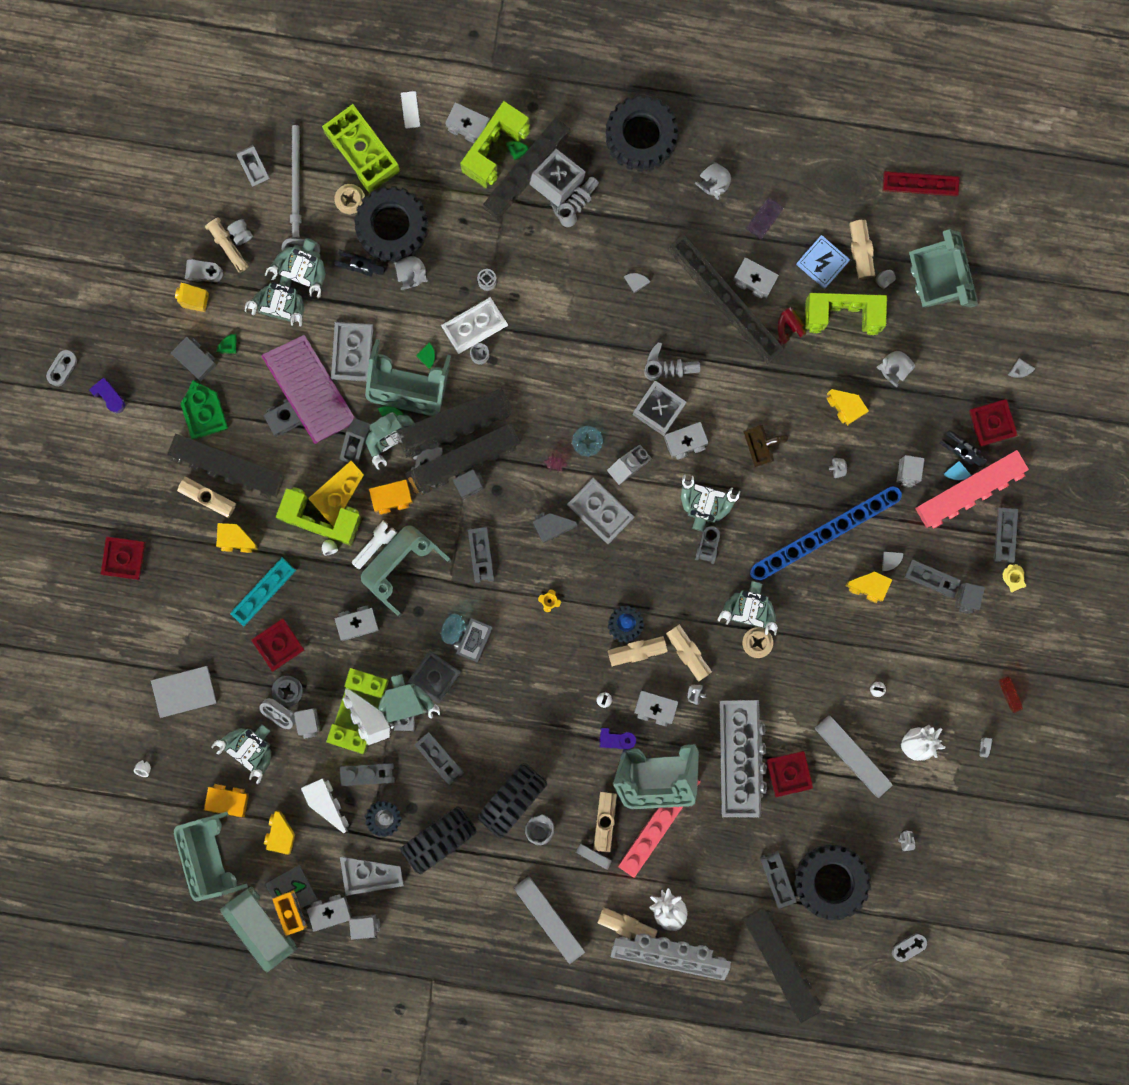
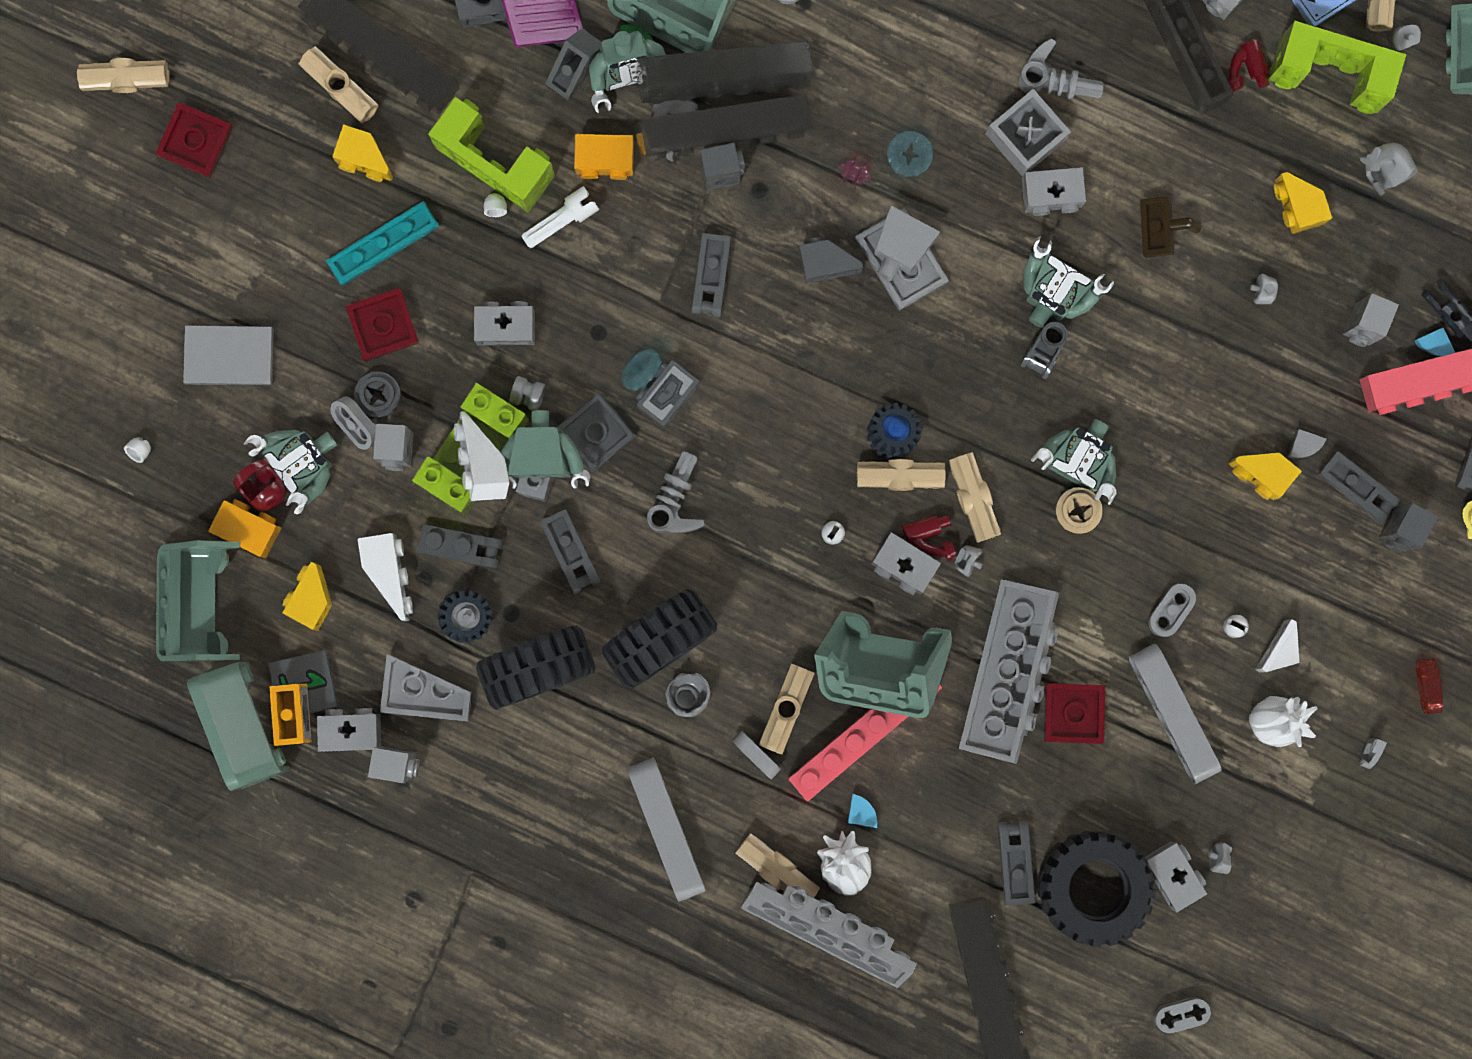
camera: 15 degrees right, 0 degrees up
(65, 528) = (123, 75): none -> tan piece
(229, 771) = (262, 490): none -> dark red helmet
(337, 492) = (529, 126): yellow wing -> none
(383, 664) = (527, 393): none -> light grey wheel
(406, 540) = (611, 223): sand green windscreen -> none
(494, 705) = (672, 493): none -> light grey piece
(554, 601) = (785, 363): yellow plate -> none
(598, 502) = (902, 243): none -> light grey torso
(623, 741) = (833, 596): dark purple leg -> none
(629, 464) = (961, 202): light grey slope -> none
(660, 682) = (927, 527): none -> dark red plant
(671, 874) = (862, 812): none -> medium azure tile
(833, 690) = (1173, 612): none -> light grey plate
(834, 530) = (1234, 377): blue beam -> none
(870, 856) = (1176, 893): none -> light grey brick
(911, 697) = (1282, 650): none -> white slope

